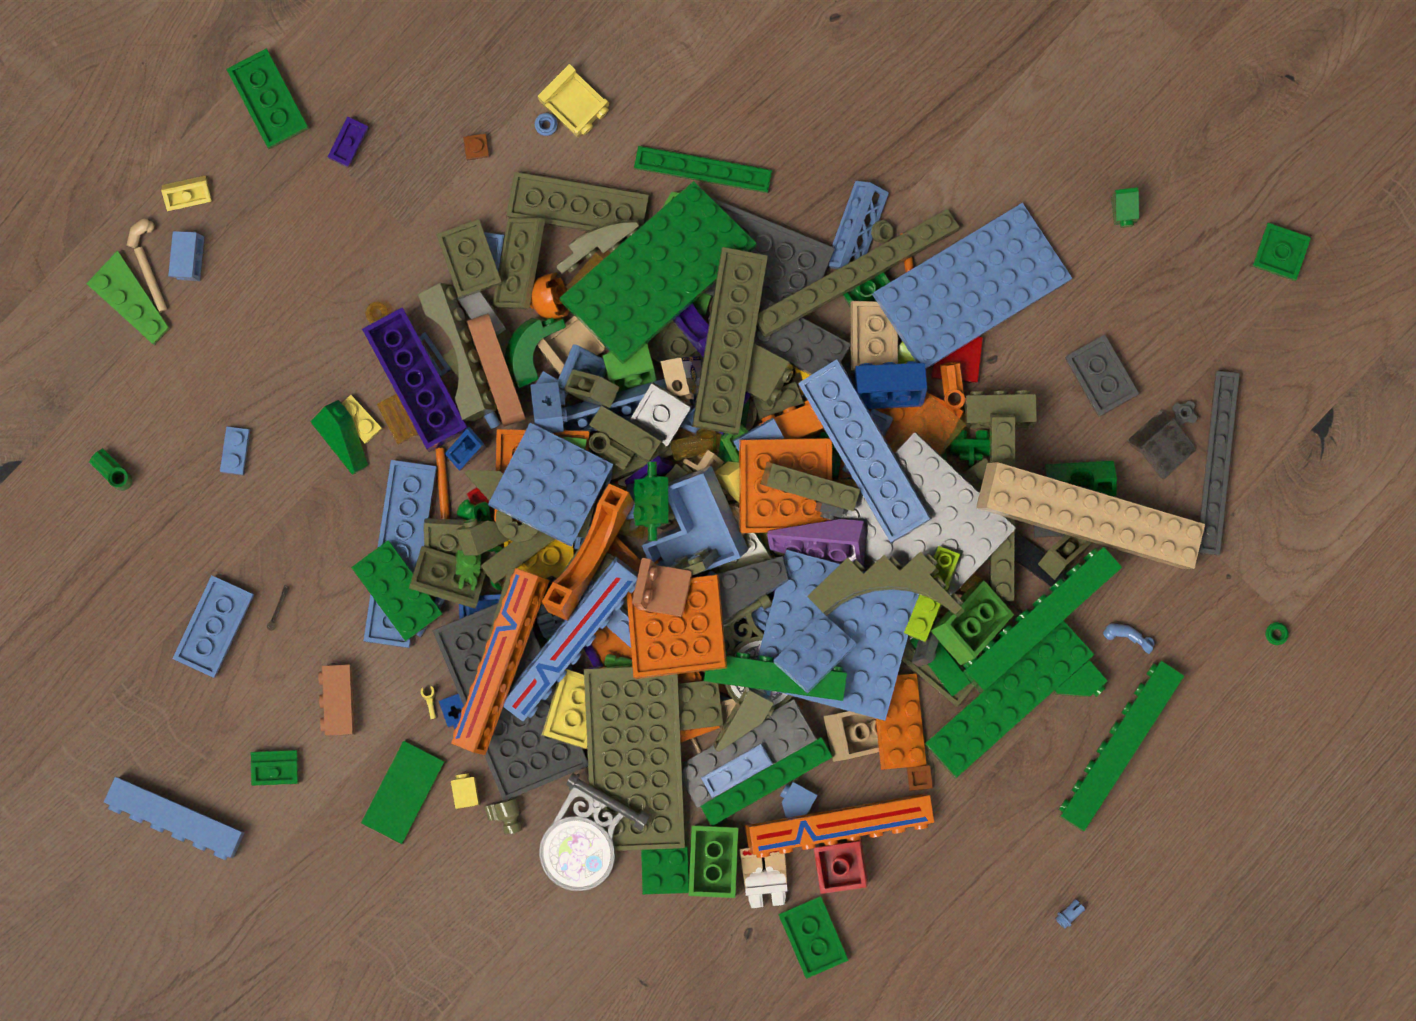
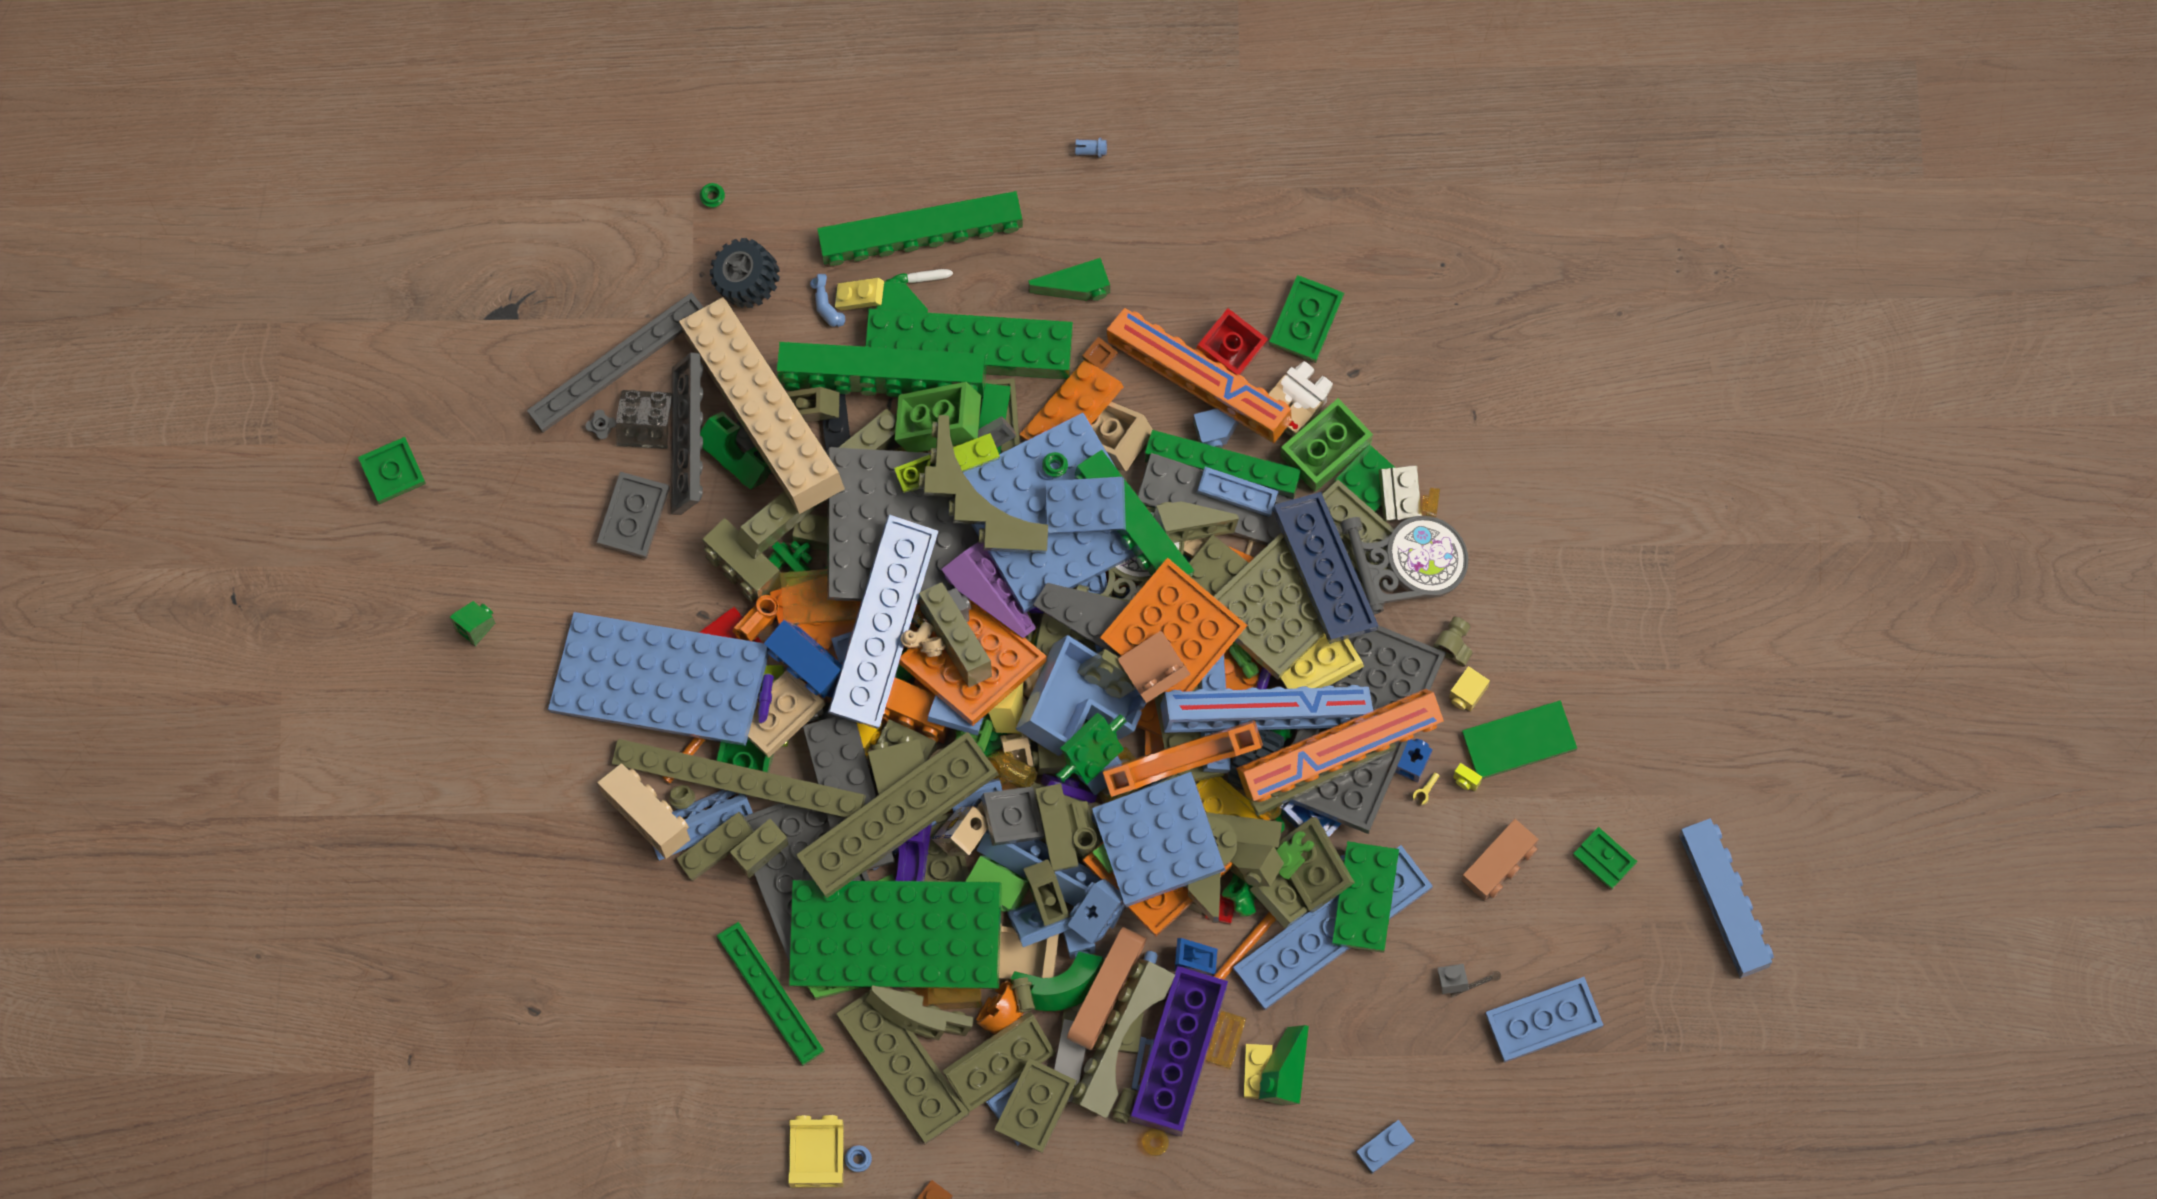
camera: 140 degrees left, 10 degrees down
(294, 595) = (1453, 979): none -> dark grey plate
(410, 732) = (1467, 778): none -> neon yellow plate
(417, 316) = (1125, 1105): none -> olive pin
(542, 313) = (1023, 994): none -> olive pin
(610, 891) = (1430, 502): none -> clear yellow plate
(629, 773) = (1325, 567): none -> dark blue plate
(635, 878) = (1400, 493): none -> plate
(798, 243) = (759, 848): none -> olive brick
(816, 465) = (932, 646): none -> tan plate
(828, 222) = (715, 846): none -> olive plate
(832, 461) = (913, 639): none -> tan arm
(864, 671) = (1058, 458): none -> green plate
(891, 335) = (765, 697): none -> dark purple piece
(893, 195) = (644, 810): none -> tan brick
(982, 813) = (1077, 282): none -> green slope
(1087, 716) = (923, 276): none -> white piece
(1112, 661) = (859, 294): none -> light yellow plate
(1116, 451) = (686, 434): none -> dark grey plate
(1198, 599) = (744, 273): none -> black wheel

